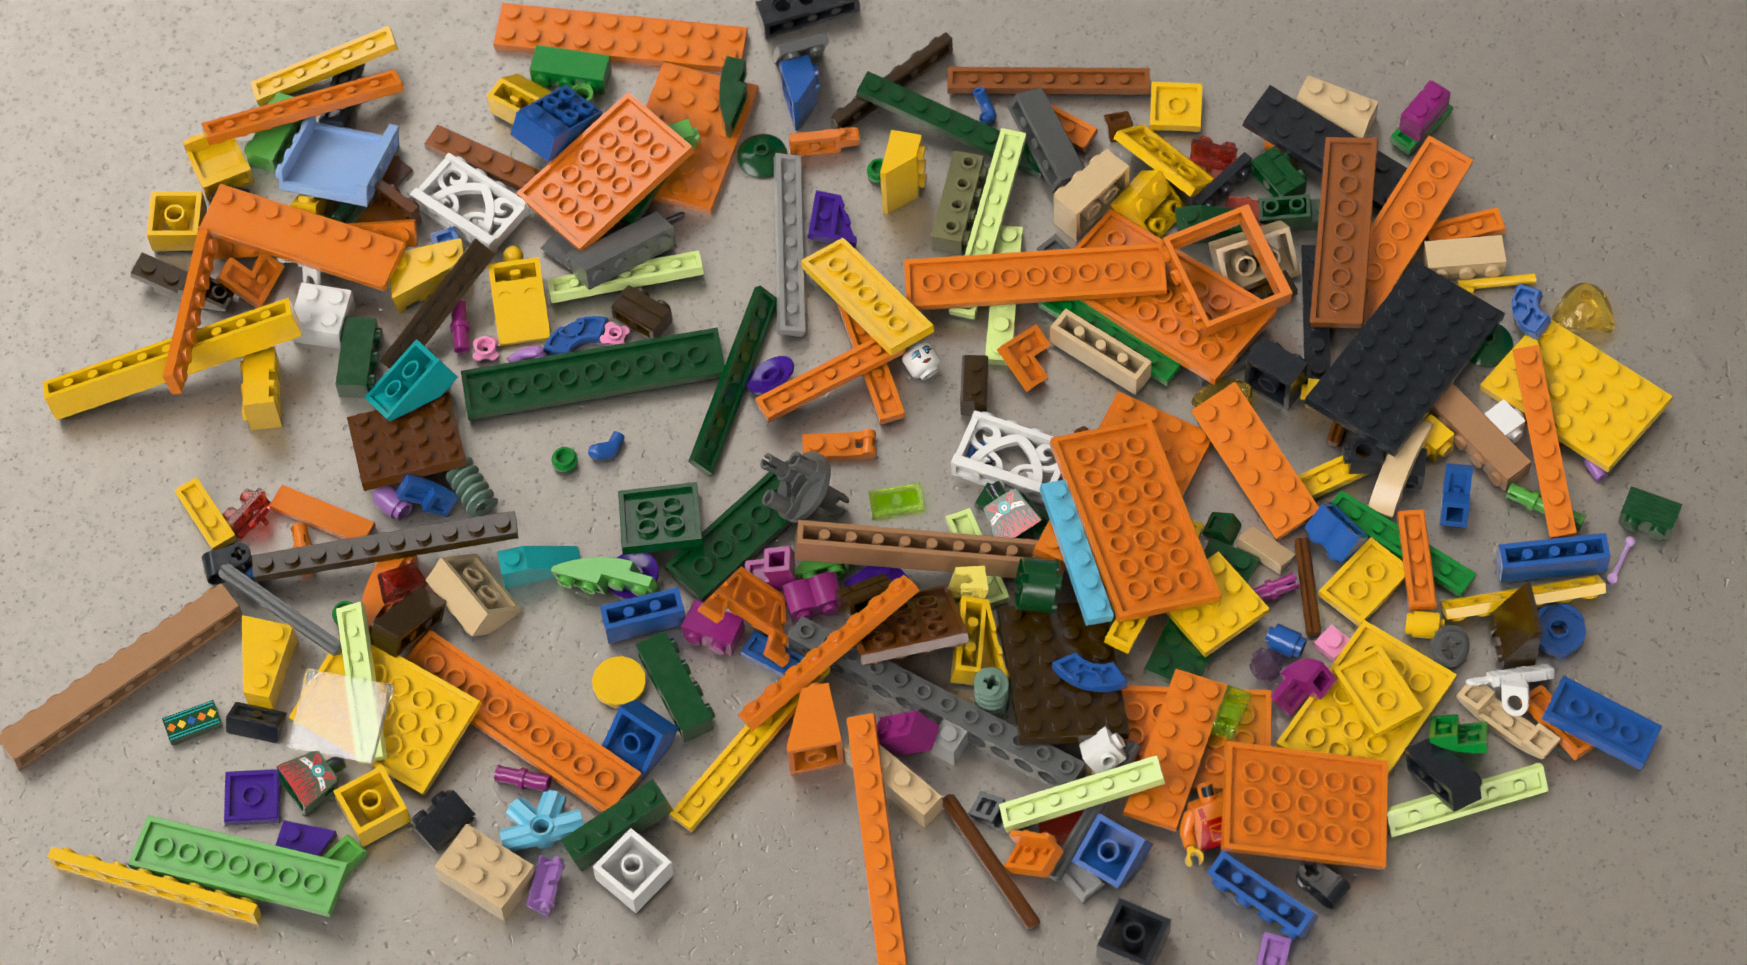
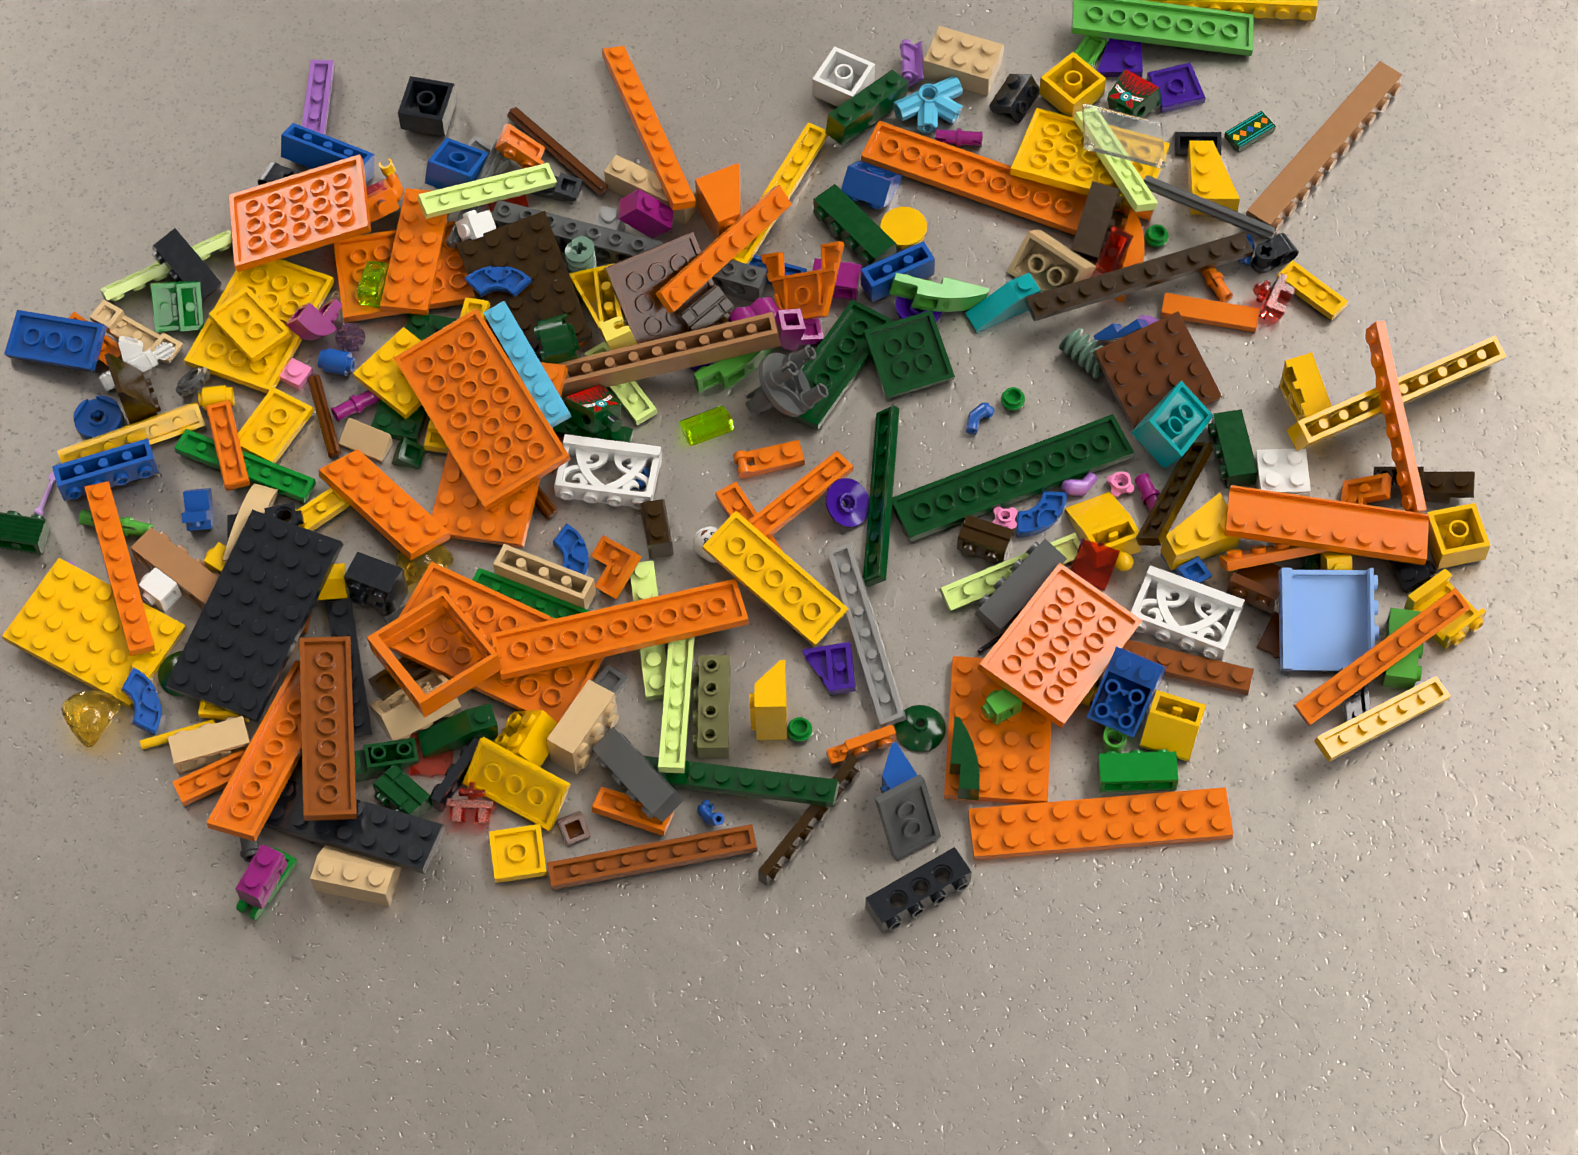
camera: 165 degrees right, 0 degrees up
(544, 250) = (1095, 563): none -> clear red piece
(1064, 386) = (572, 549): none -> blue tile
(1335, 532) = (301, 455): blue brick -> none

